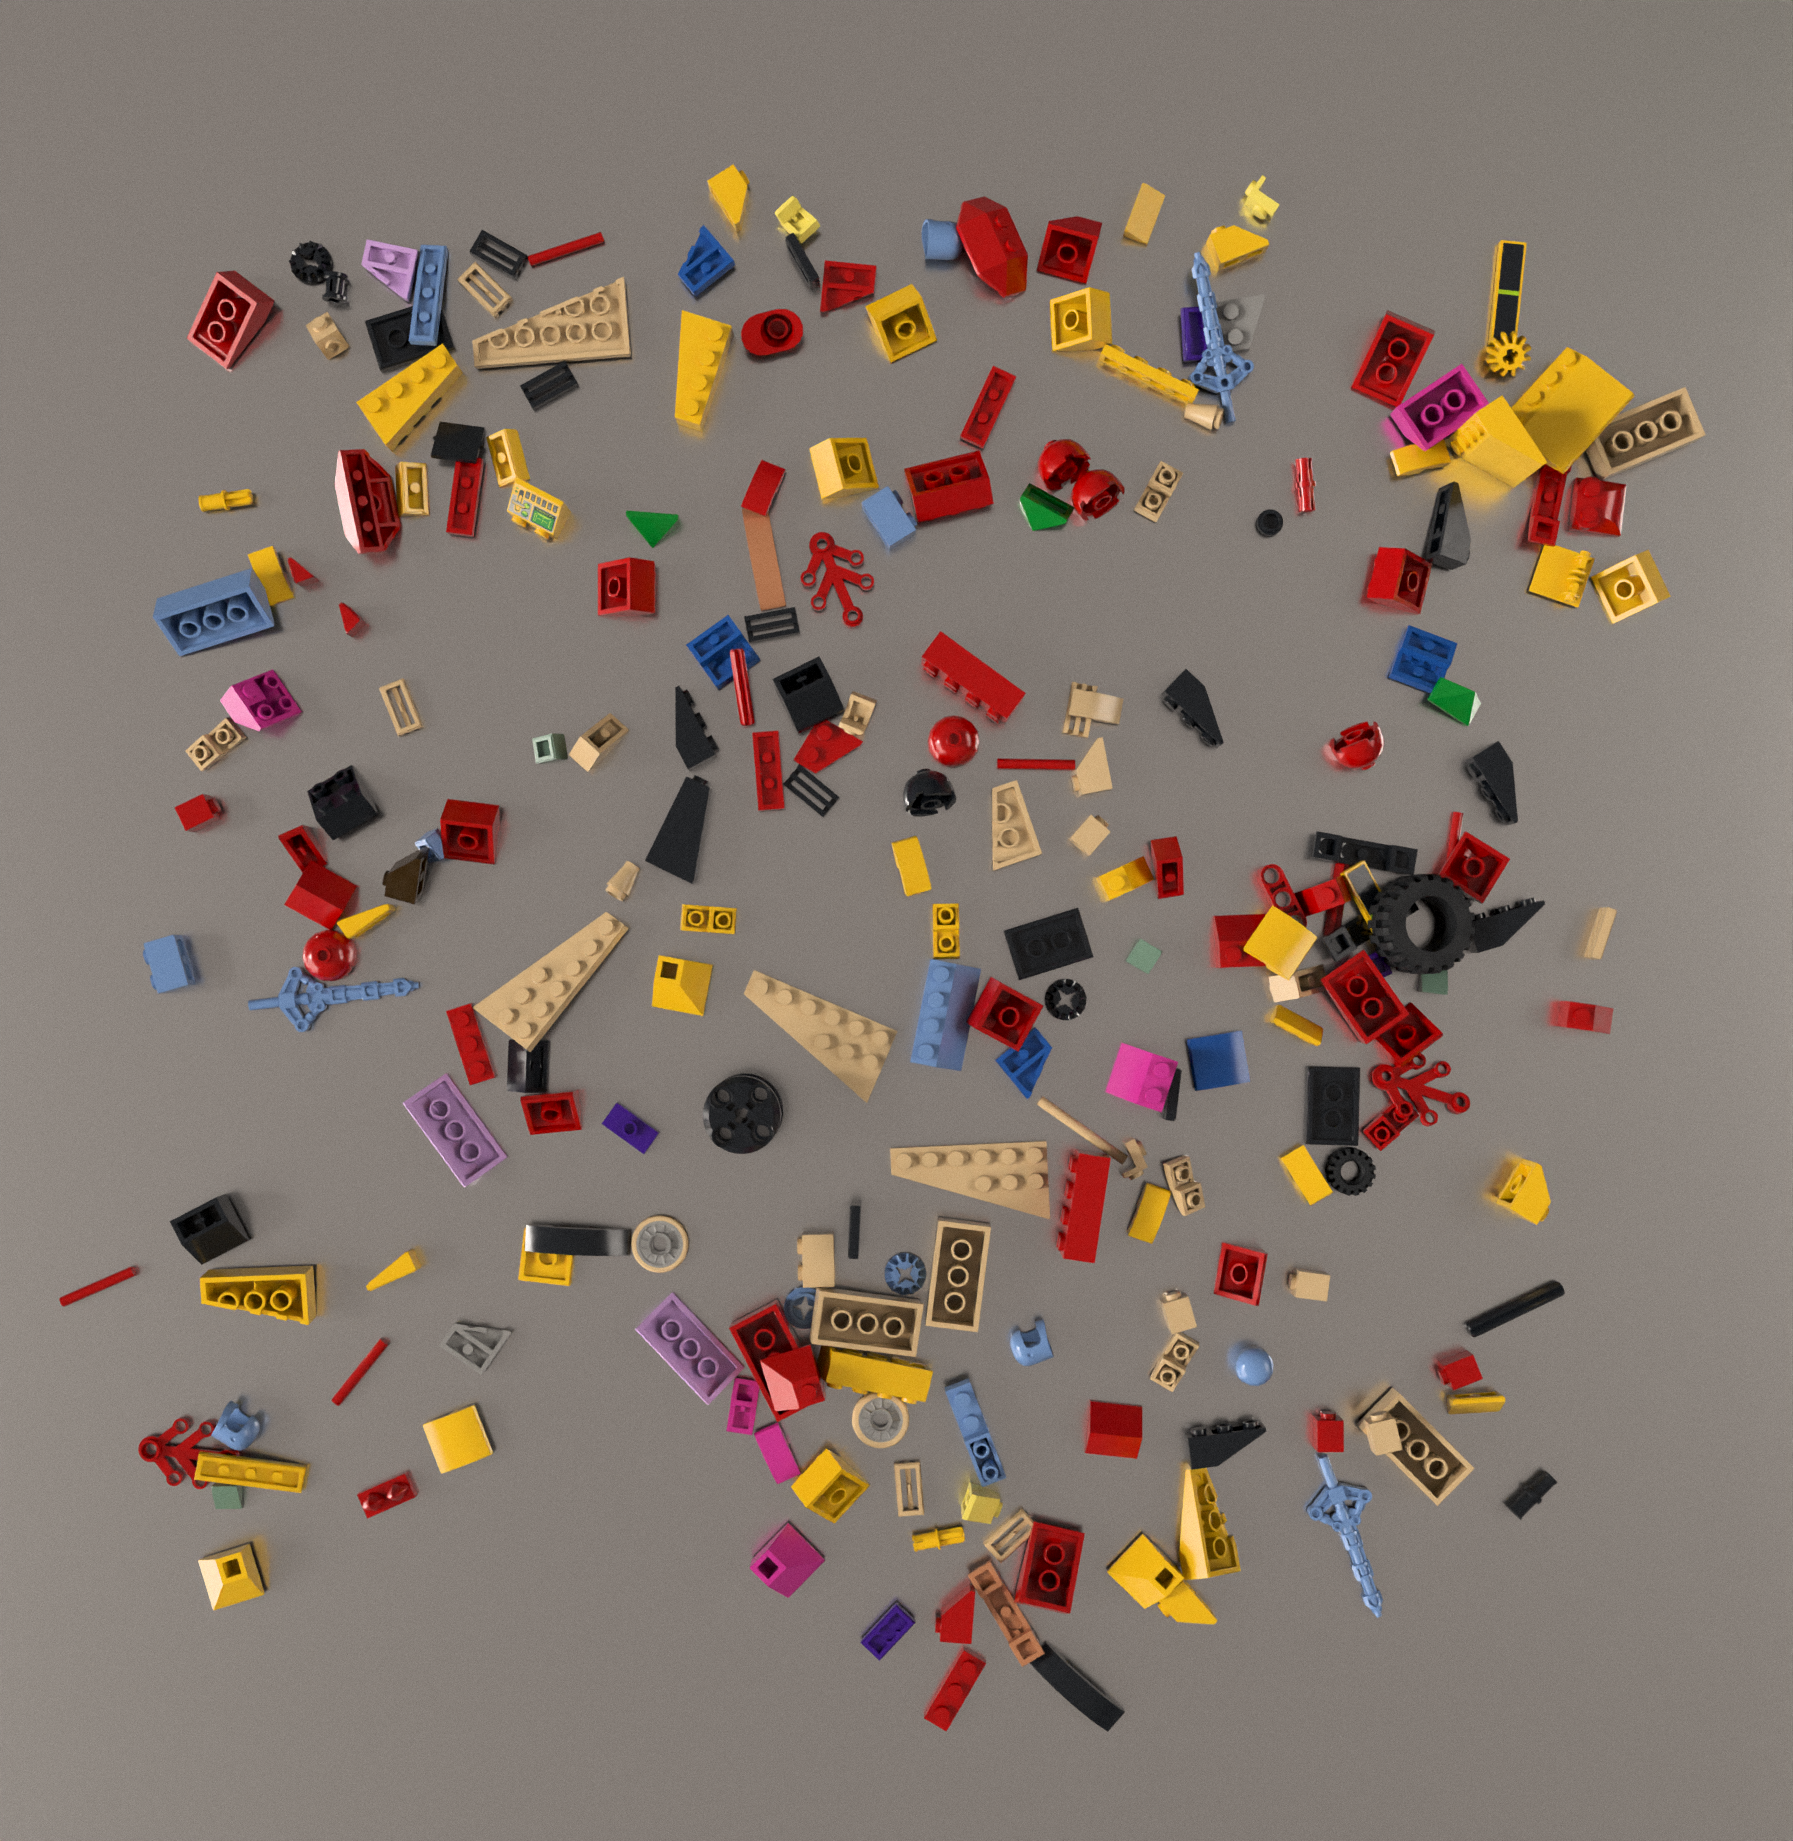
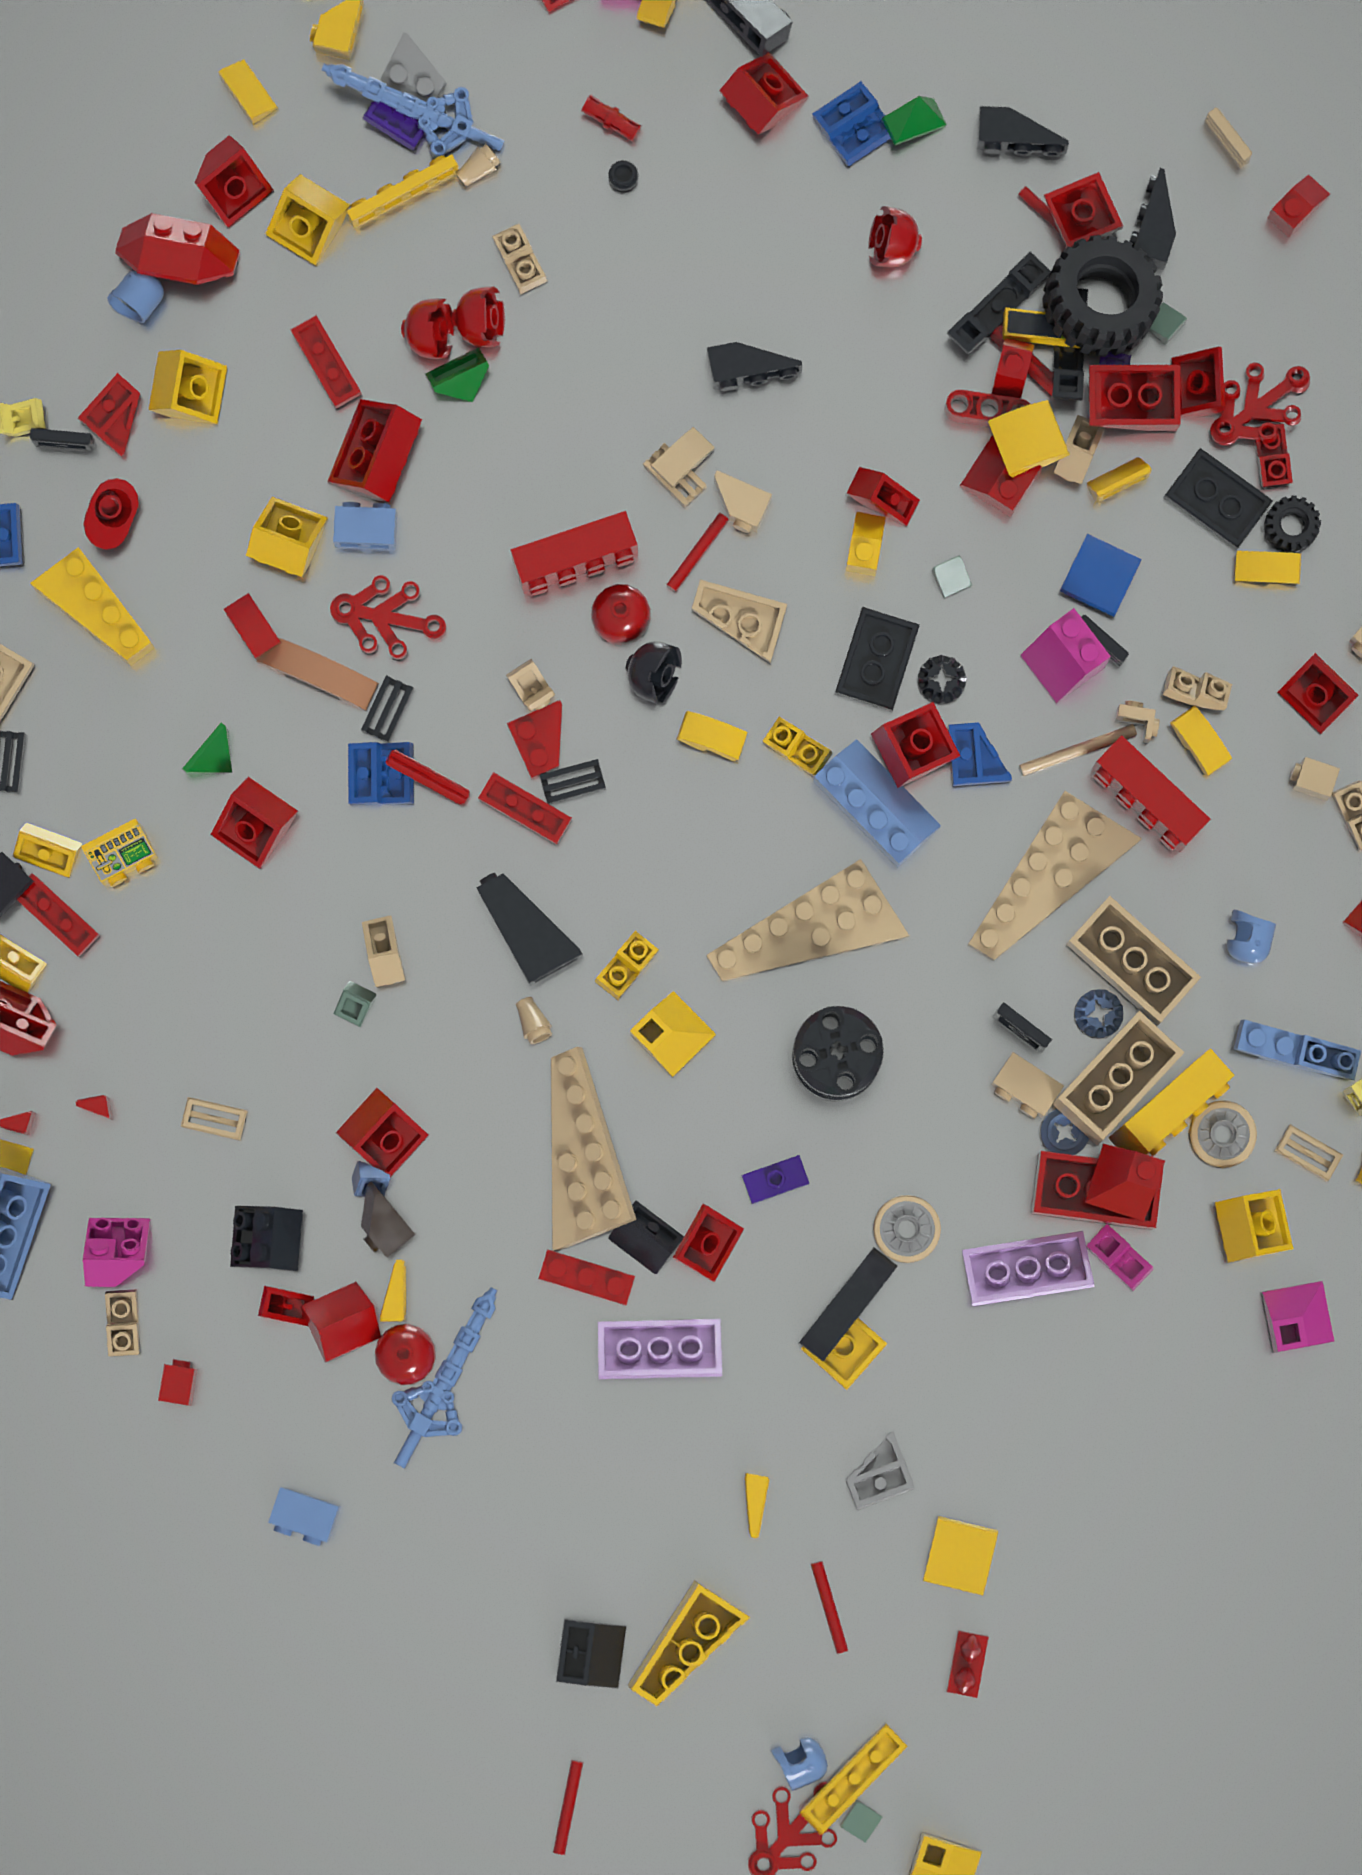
camera: 60 degrees left, 5 degrees down
(690, 737) = (443, 860): black slope -> none
(777, 1453) = (1187, 1255): dark pink slope -> none
(808, 694) = (480, 718): black slope -> none
(1090, 834) = (800, 546): tan brick -> none

